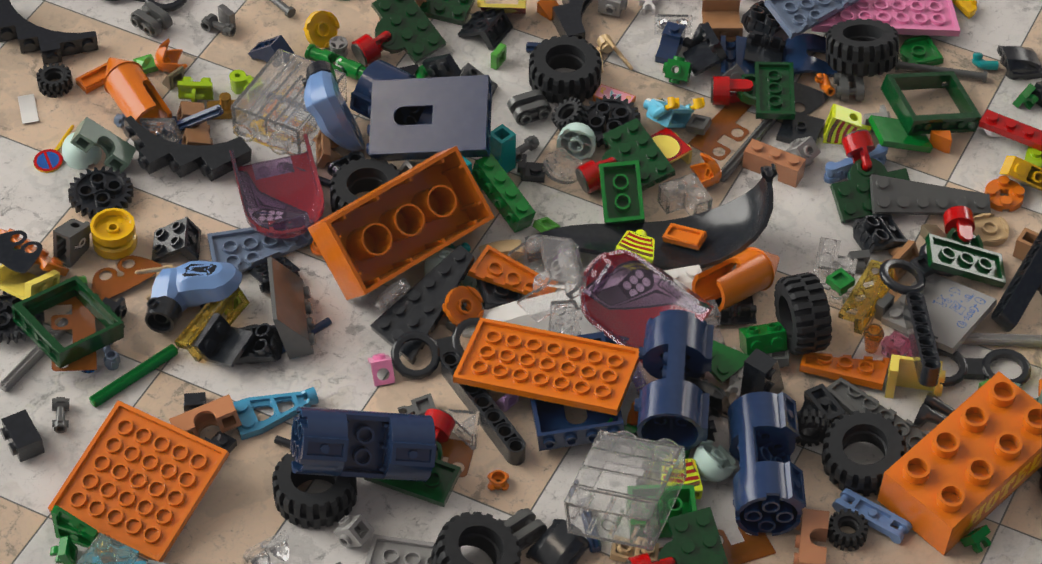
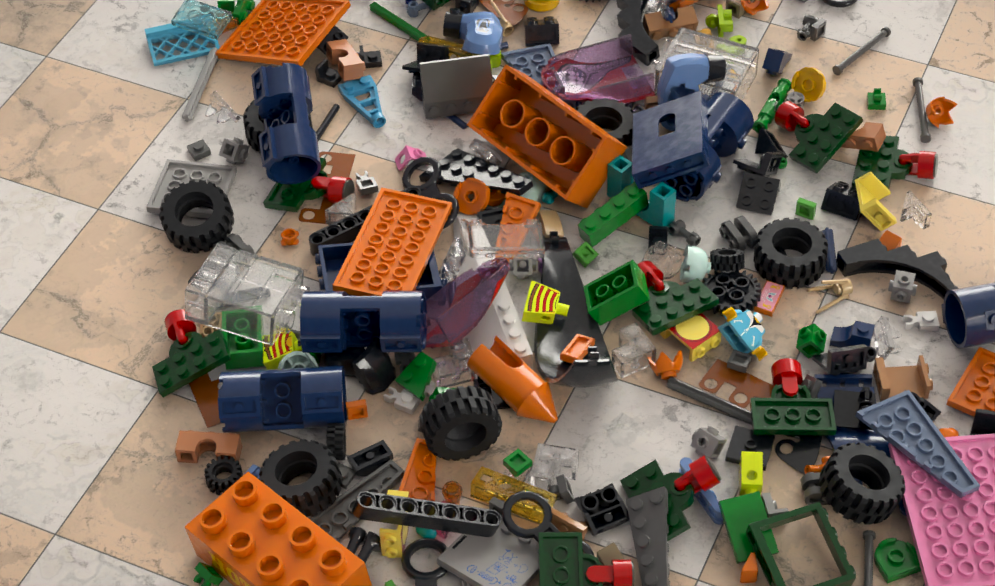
camera: 90 degrees right, 0 degrees up
(761, 374) = (385, 400): black wedge -> none
(788, 166) = (694, 411): nougat arch -> none

